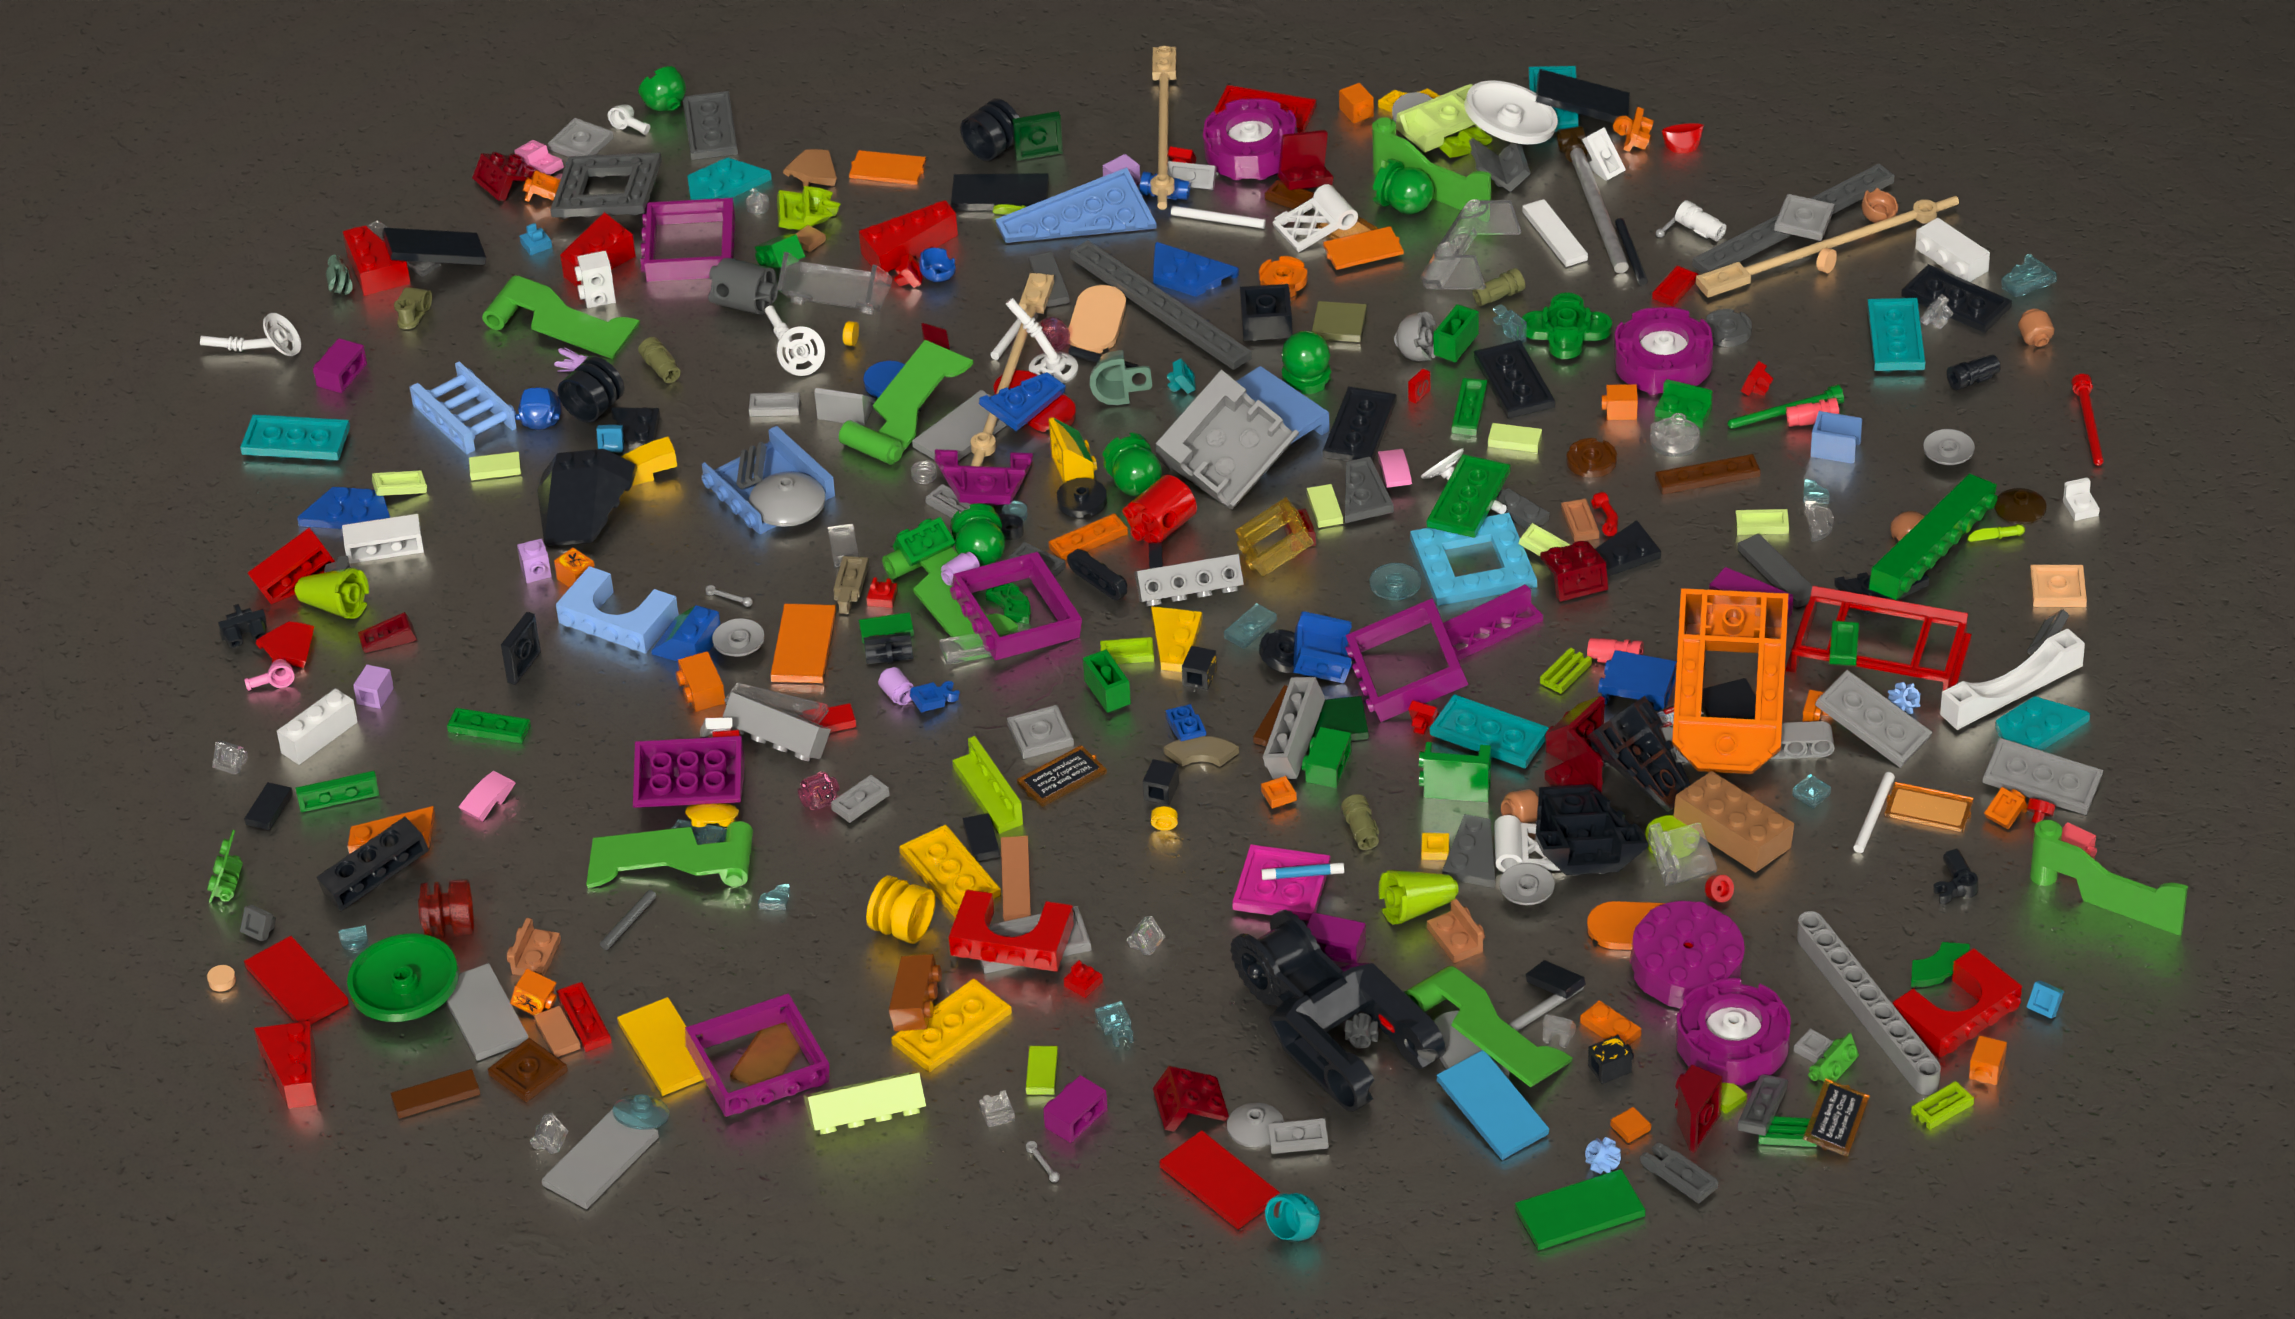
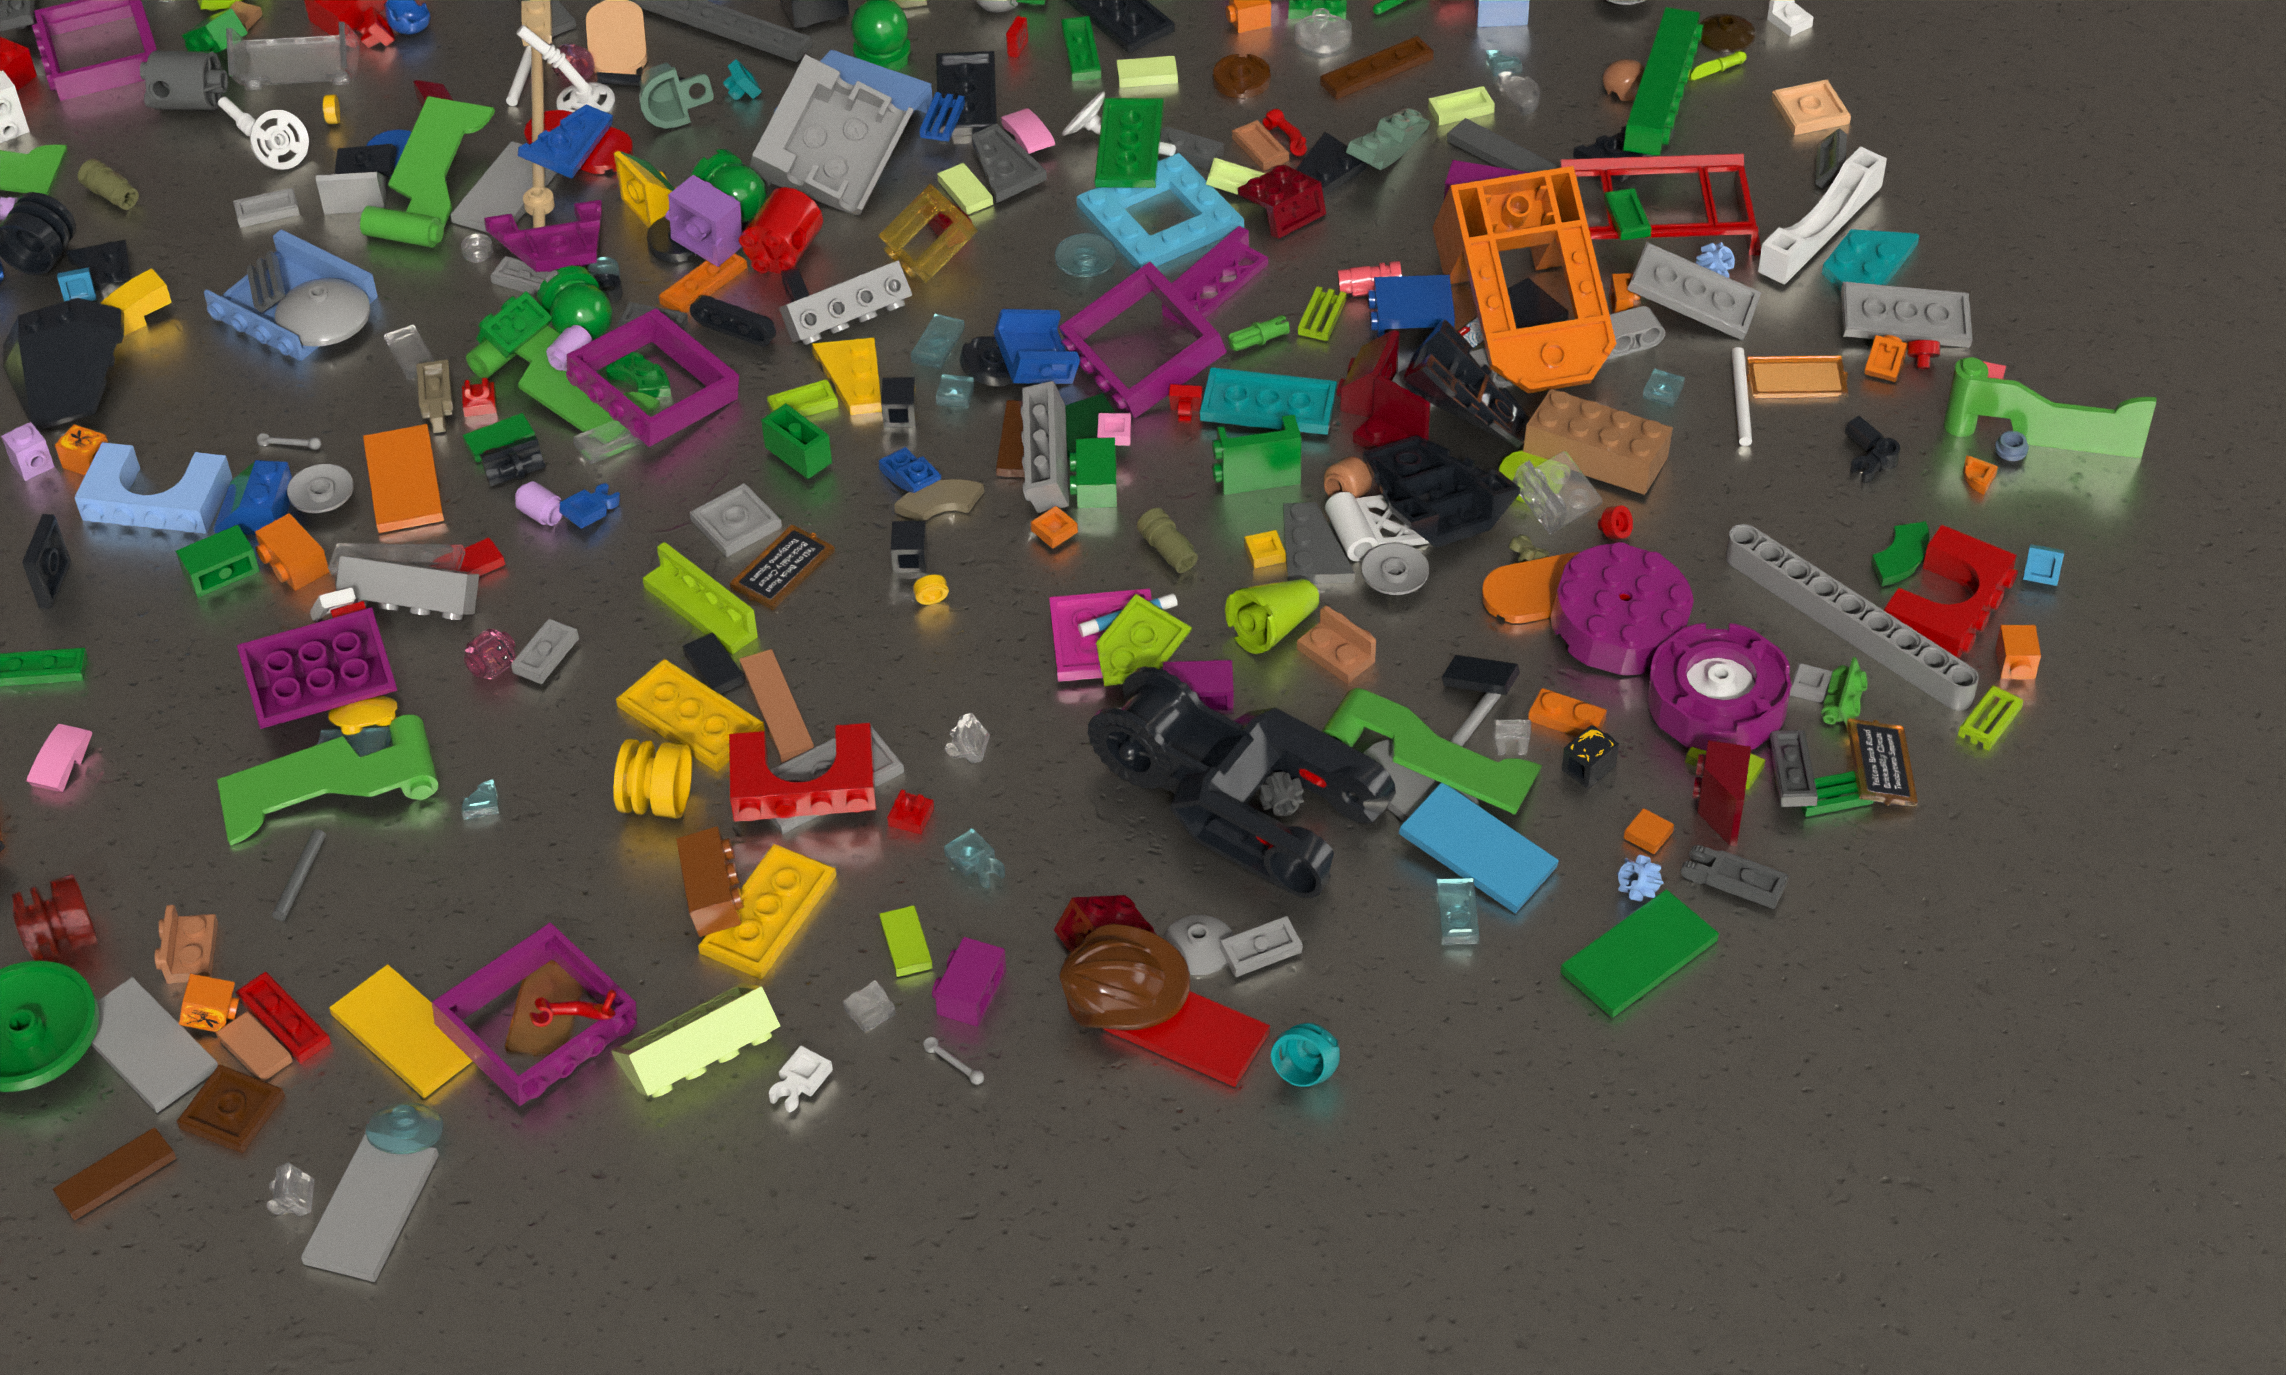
camera: 20 degrees left, 5 degrees up
(645, 676) = (217, 561): none -> green brick
(783, 1056) = (575, 1008): none -> red piece
(861, 382) = (366, 159): none -> black plate
(929, 1143) = (800, 1074): none -> white plate
(1101, 488) = (705, 220): none -> medium lavender brick
(1183, 1132) = (1124, 979): none -> reddish brown piece
(1247, 668) = (955, 391): none -> clear light blue plate
(1302, 891) = (1137, 639): none -> lime tile
(1324, 441) = (946, 103): none -> blue tile
(1356, 724) = (1115, 426): none -> bright pink plate
(1456, 1146) = (1458, 911): none -> clear light blue plate
(1506, 675) = (1258, 333): none -> bright green axle
(1638, 892) = (1523, 545): none -> olive piece
(1685, 539) = (1390, 139): none -> sand green slope
(2037, 917) = (1979, 474): none -> orange tile
(2073, 901) = (2012, 446): none -> sand blue plate

